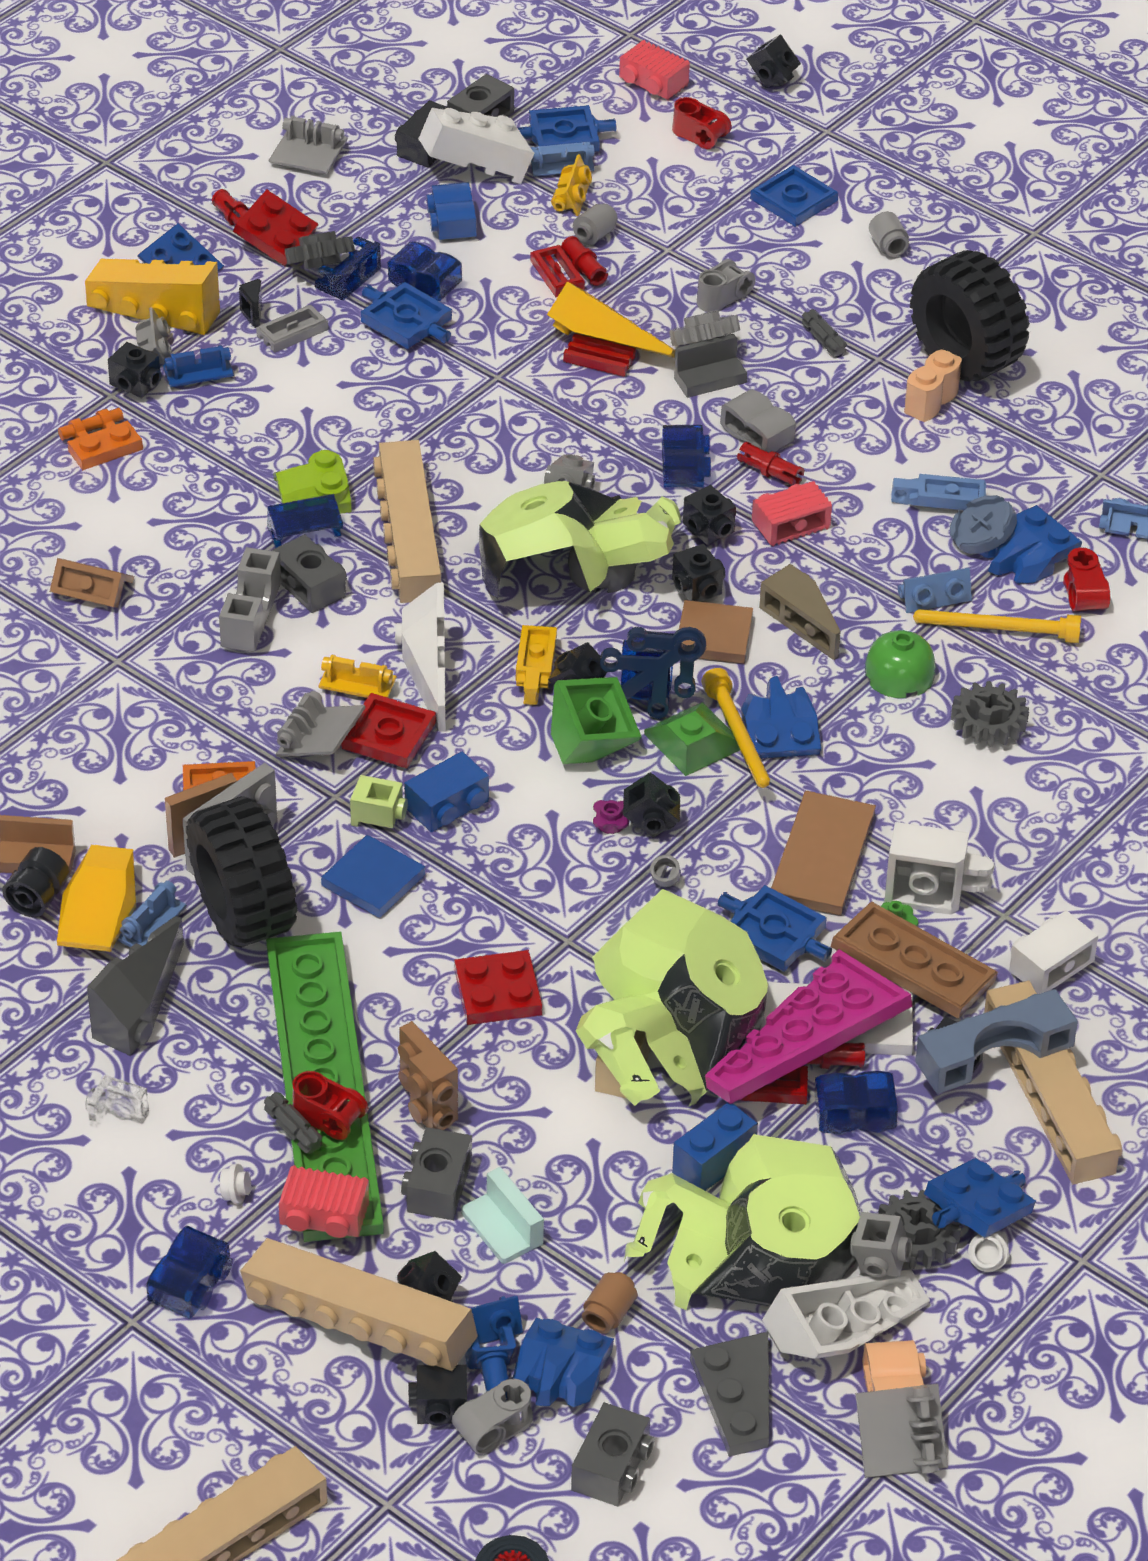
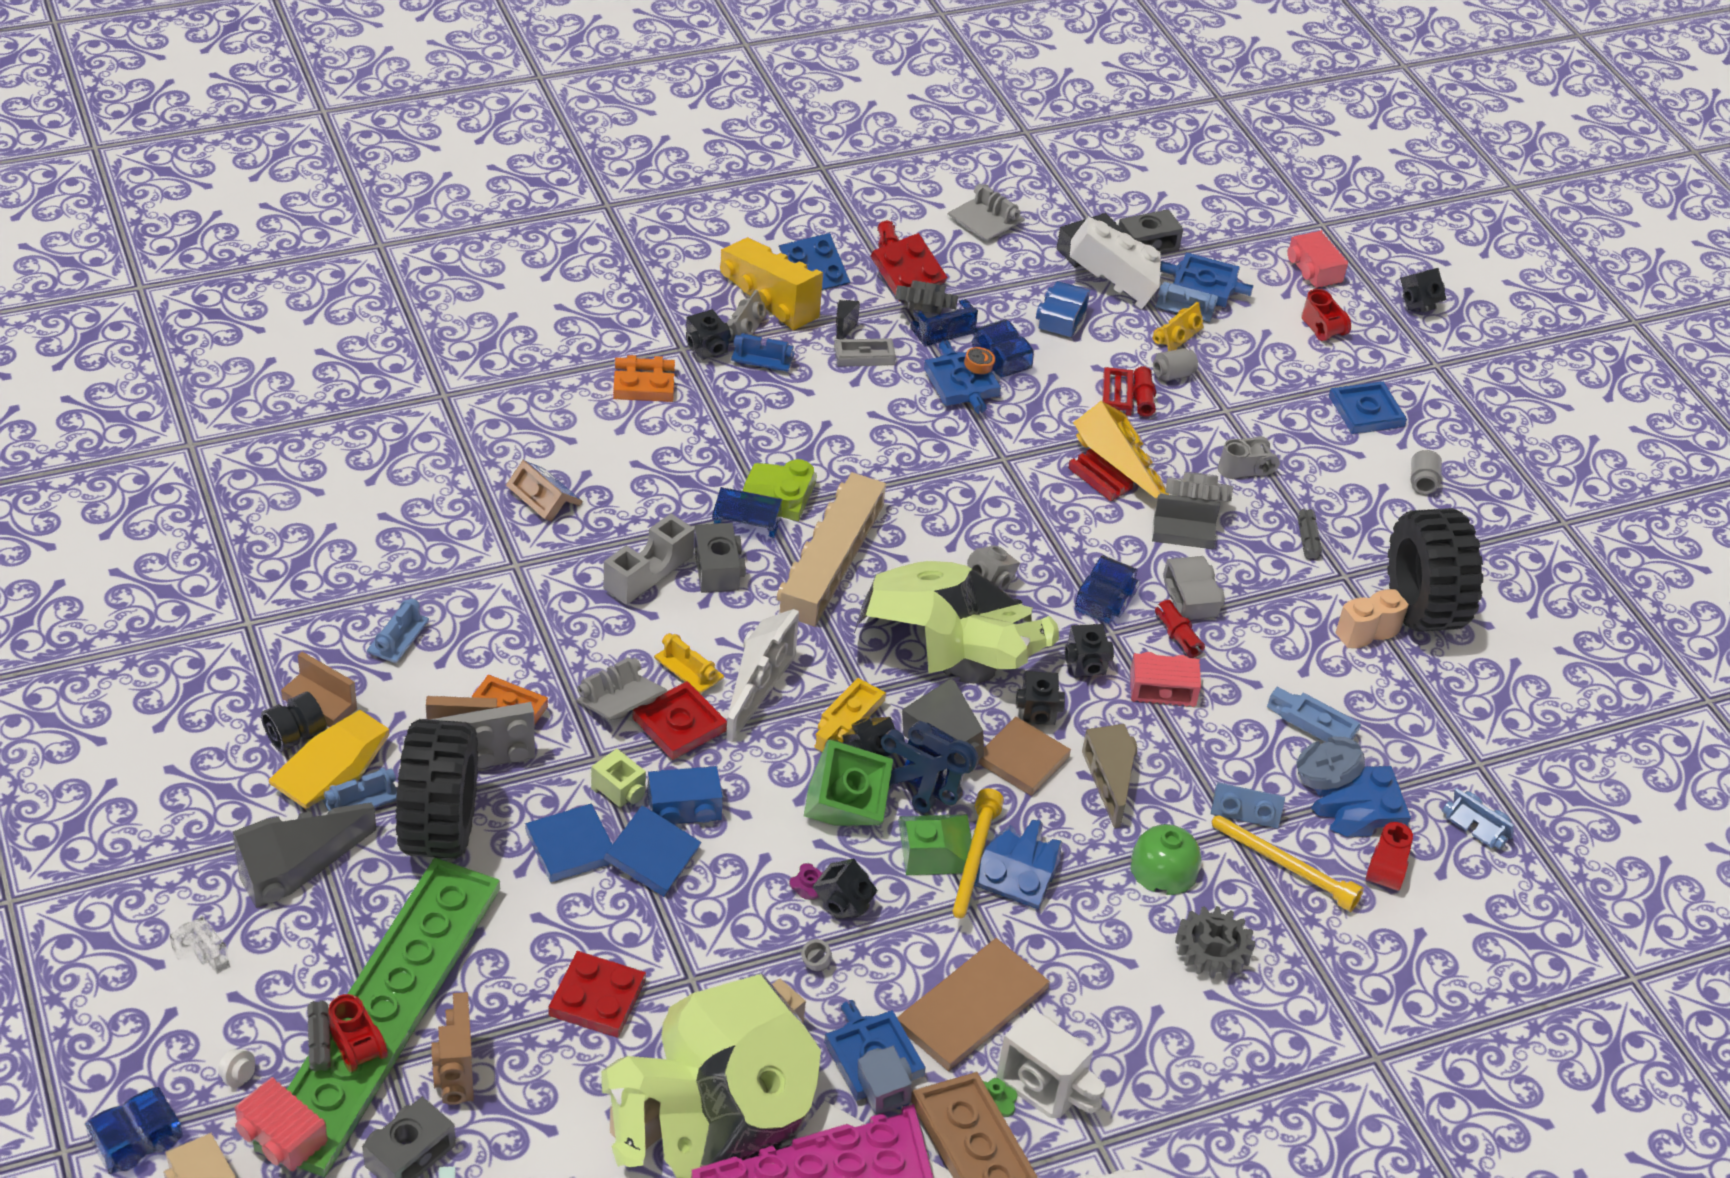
camera: 25 degrees right, 0 degrees up
(61, 764) = (399, 632): none -> medium blue hinge
(416, 291) = (979, 360): none -> orange tile
(454, 849) = (652, 850): none -> blue tile
(622, 613) = (949, 712): none -> dark grey slope
(806, 937) = (885, 1079): none -> sand blue brick

